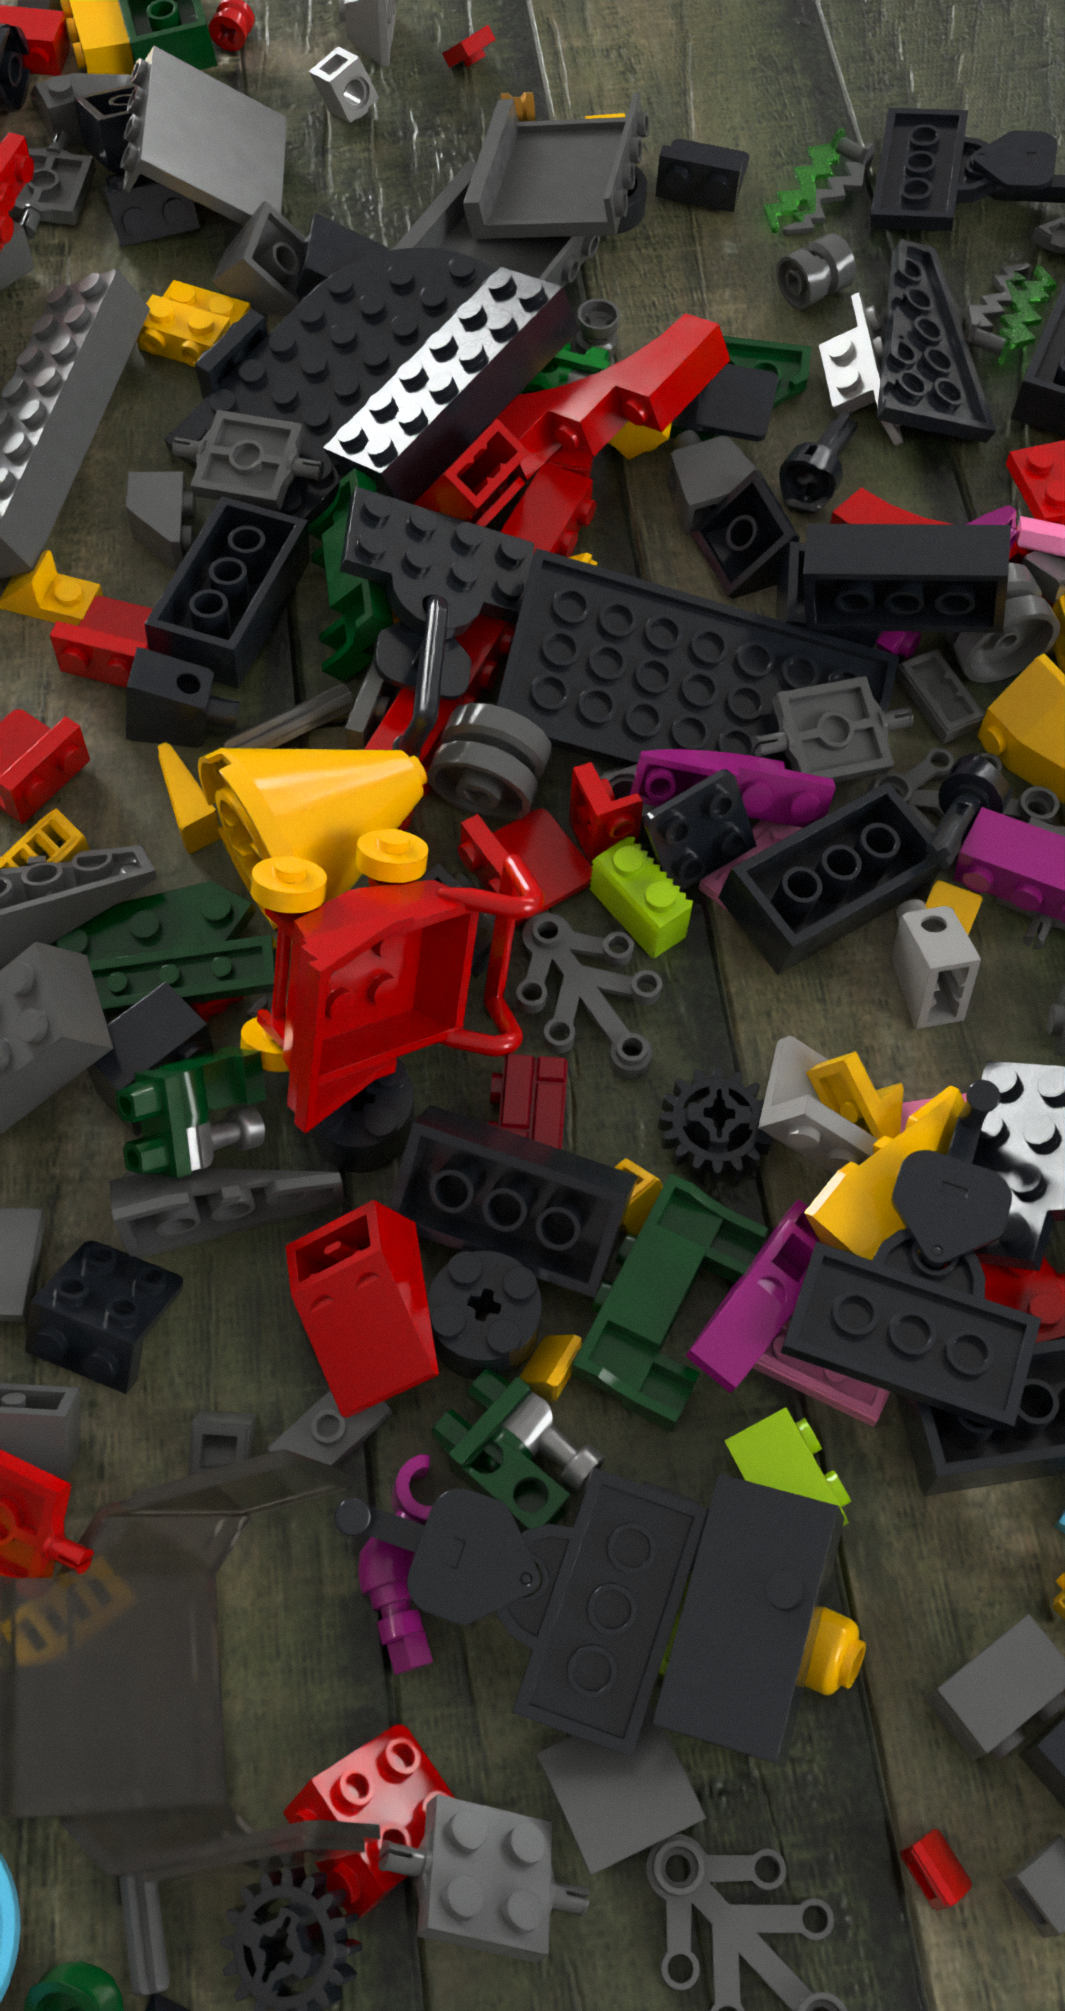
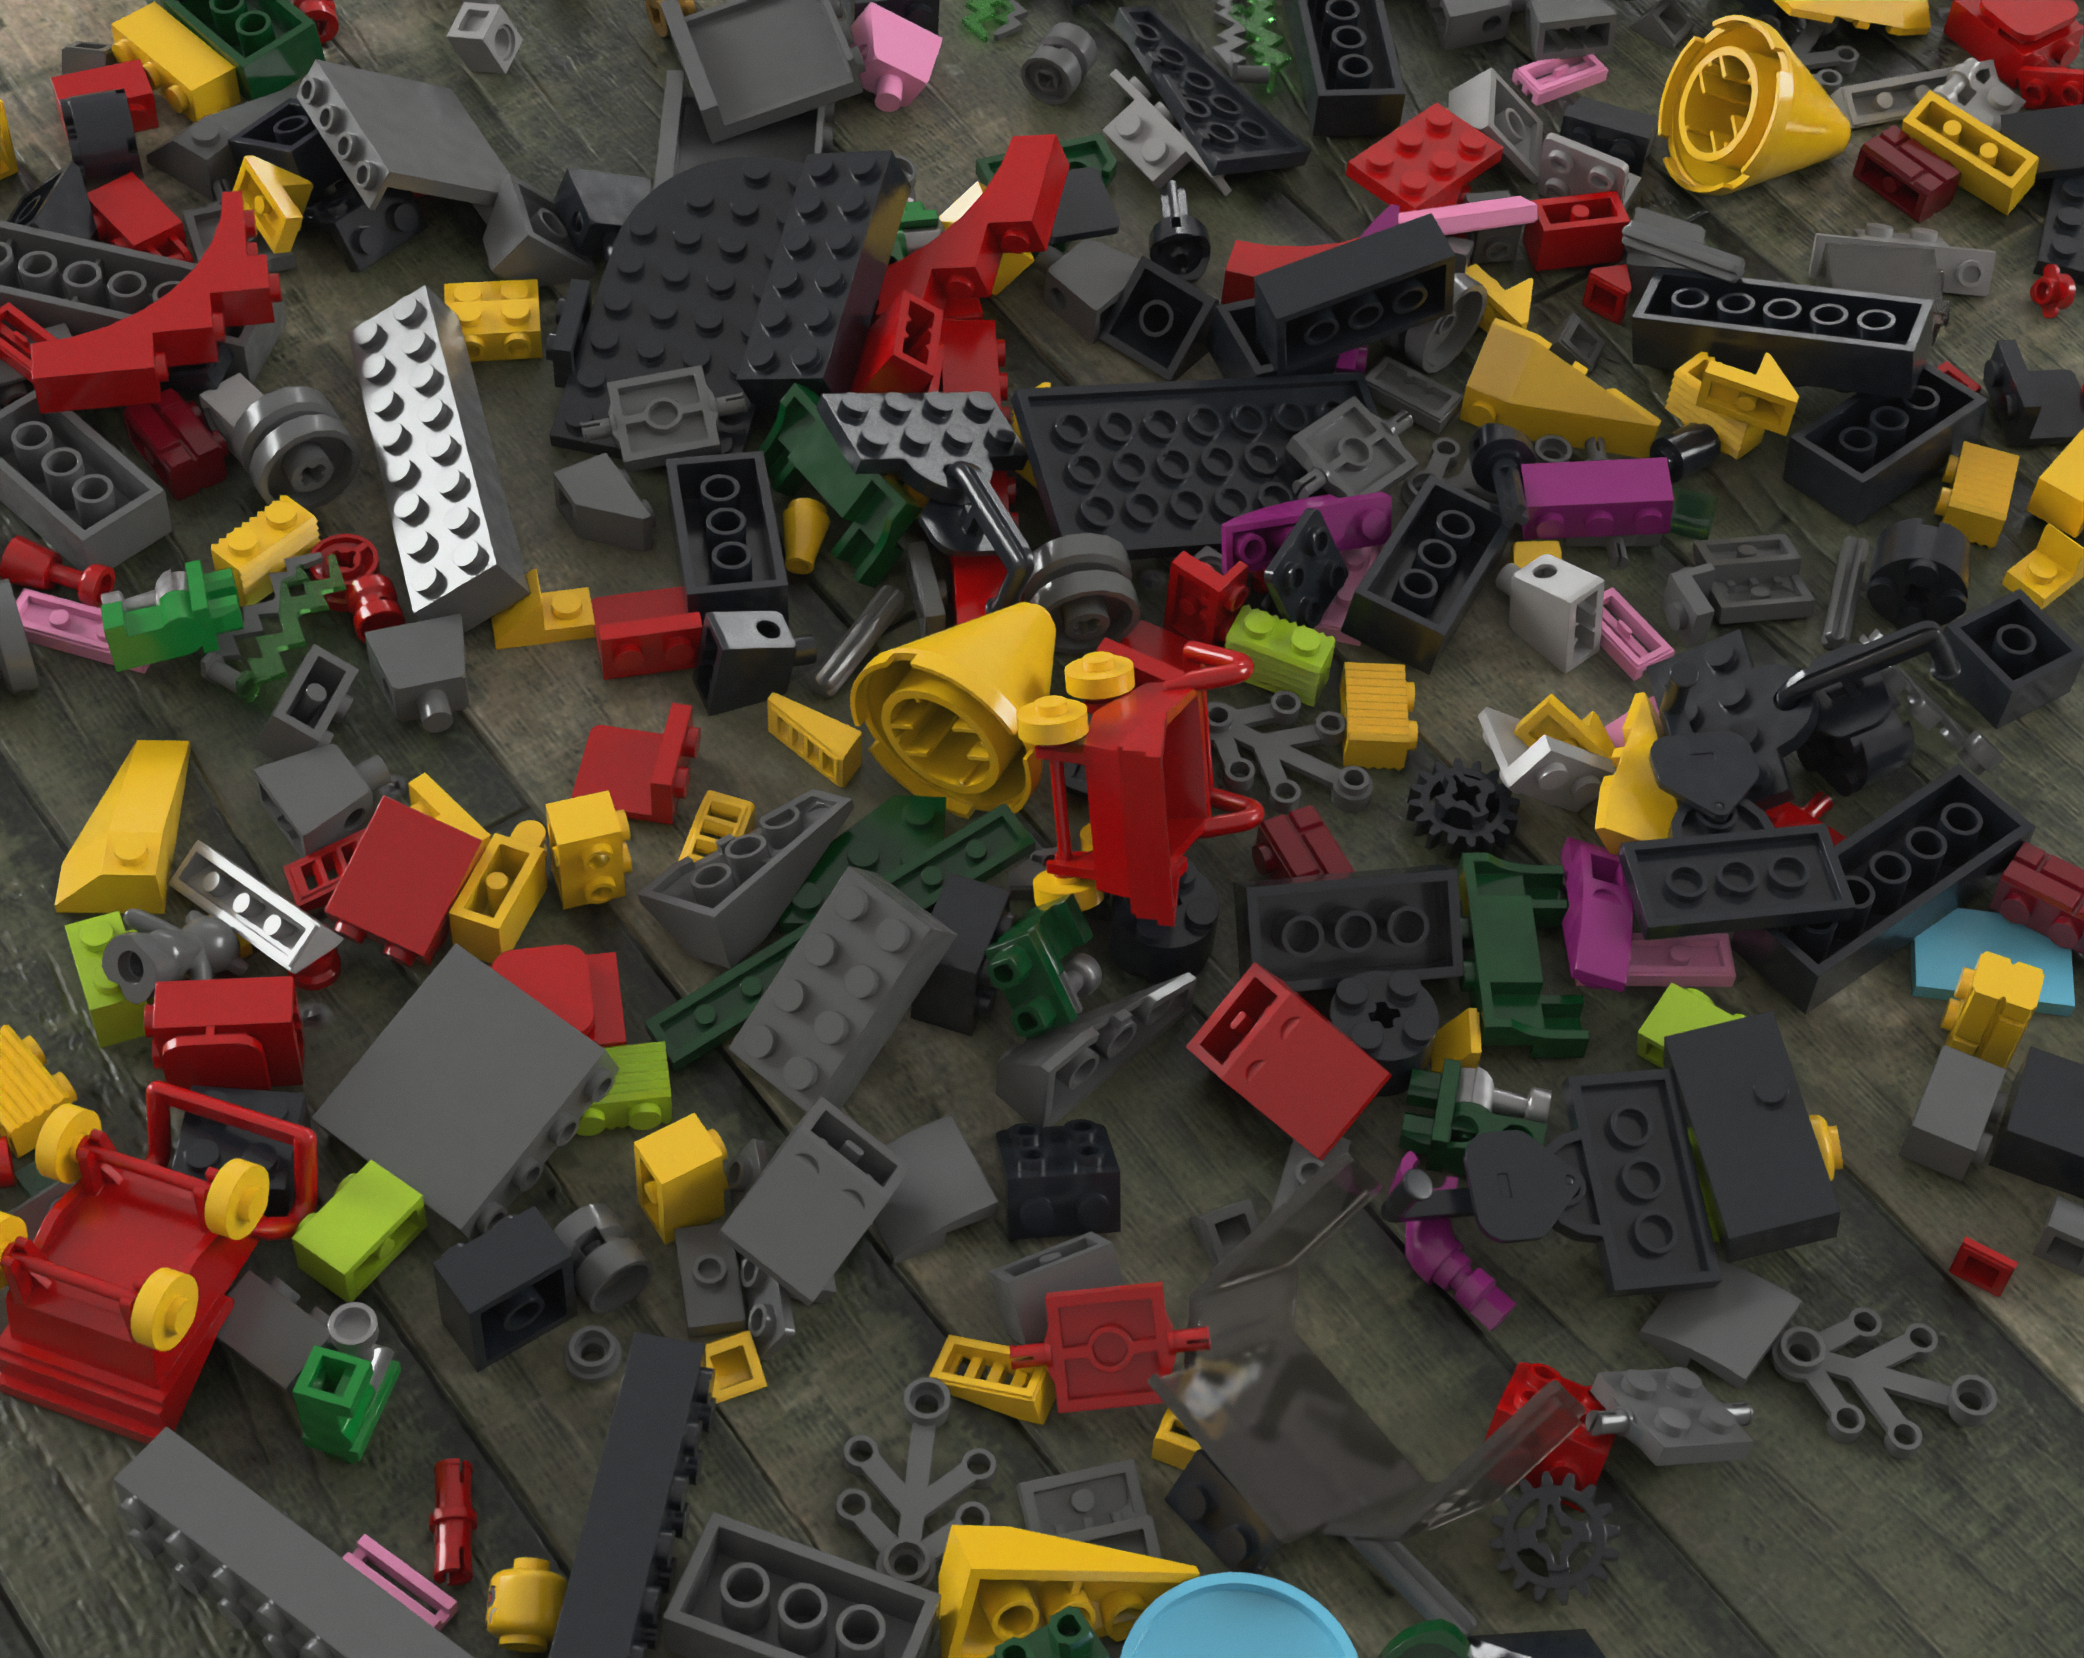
camera: 30 degrees left, 10 degrees down
(76, 160) = (276, 200): none -> yellow slope
(305, 611) = (803, 531): none -> yellow cone
(668, 215) = (895, 56): none -> bright pink torso
(695, 992) = (1376, 711): none -> yellow brick
(1002, 1050) = (1618, 638): none -> bright pink tile

